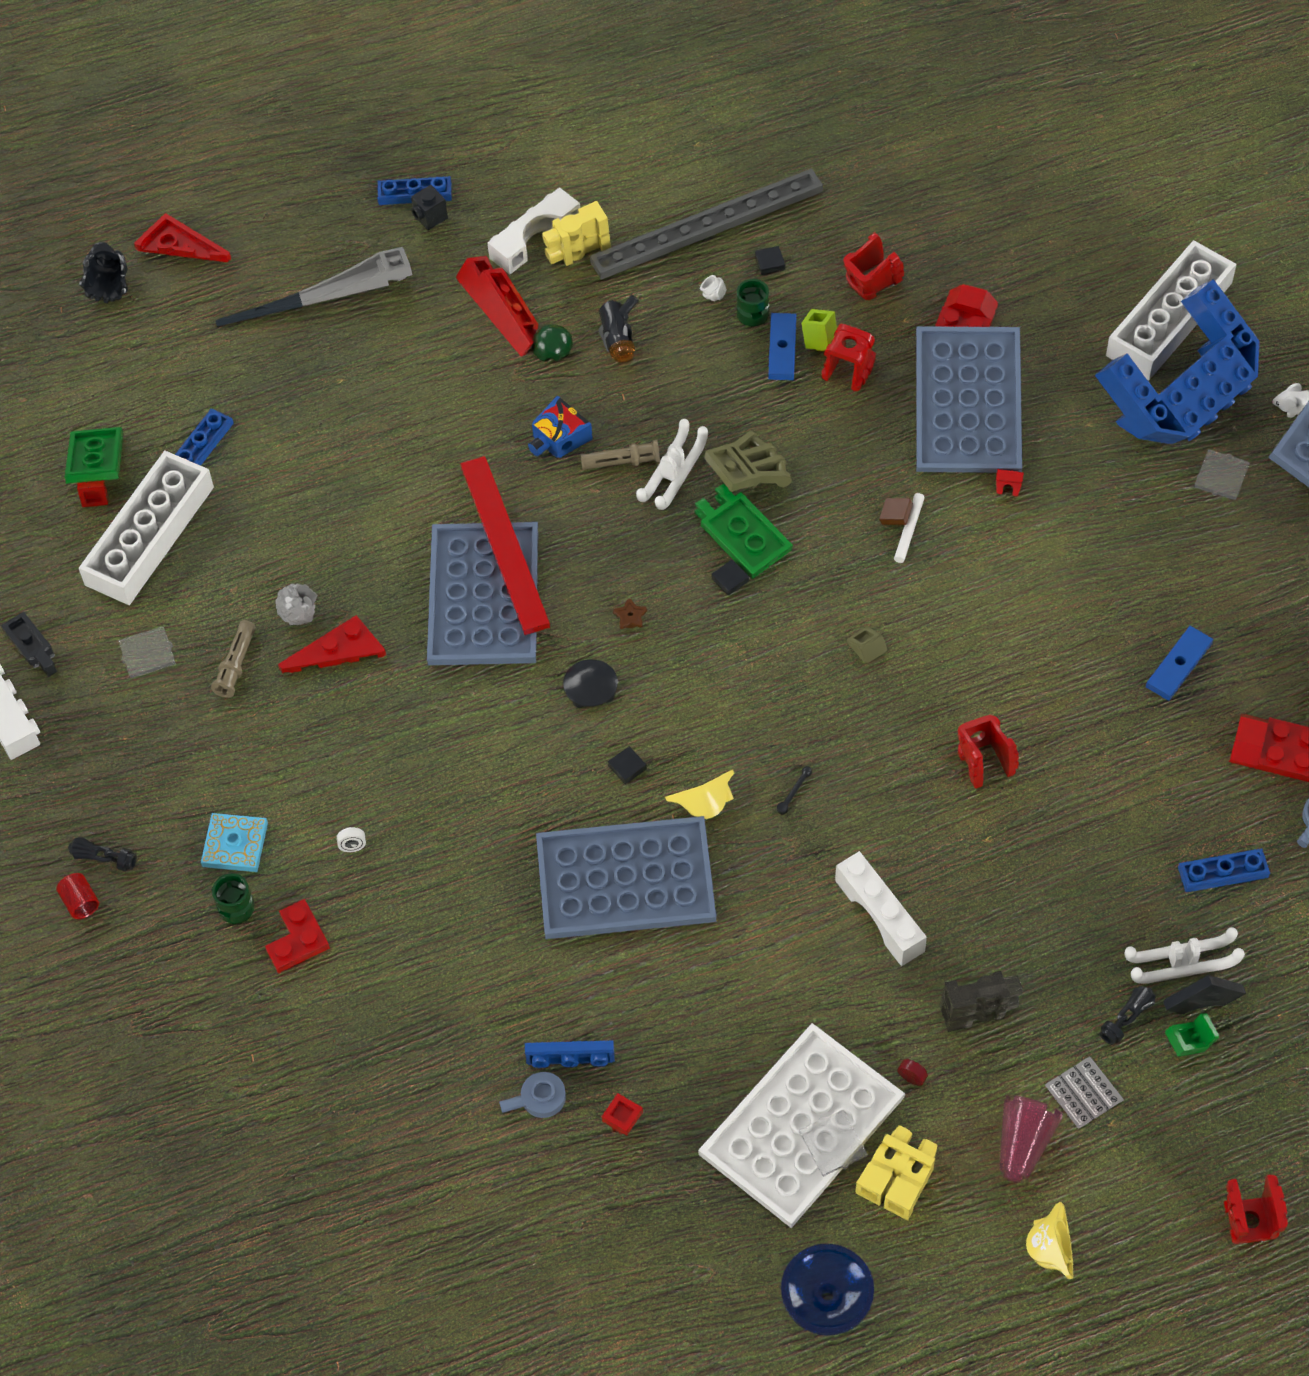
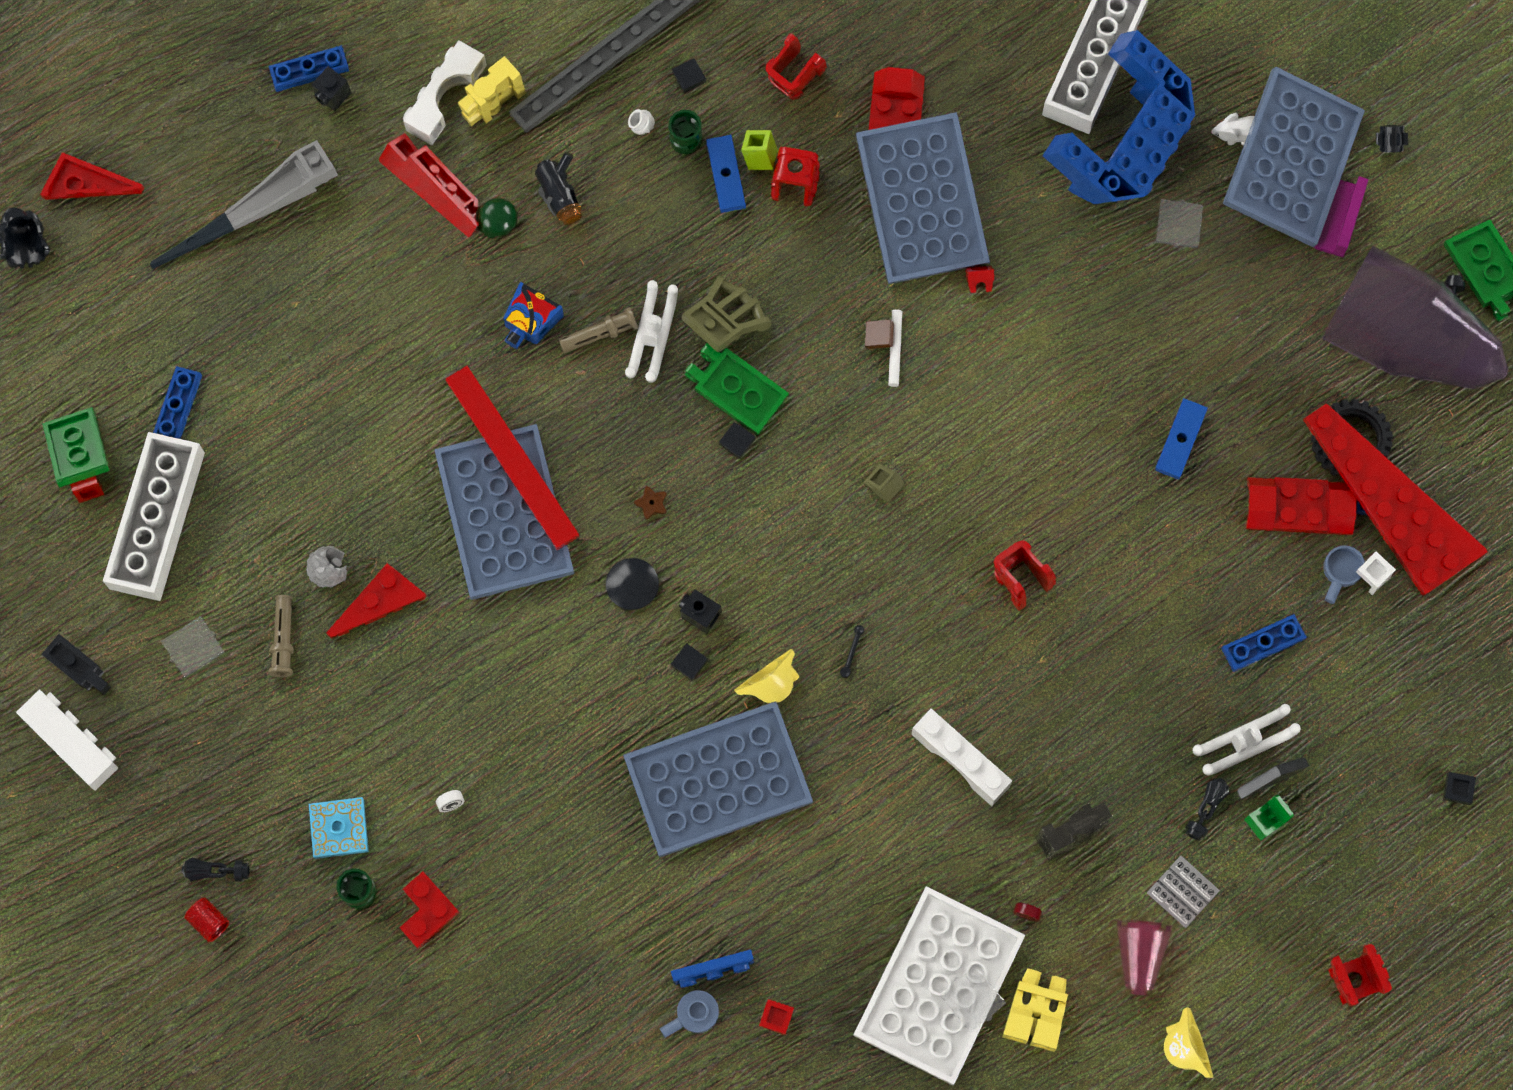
camera: 15 degrees left, 15 degrees up
(650, 719) = (700, 611): none -> black brick

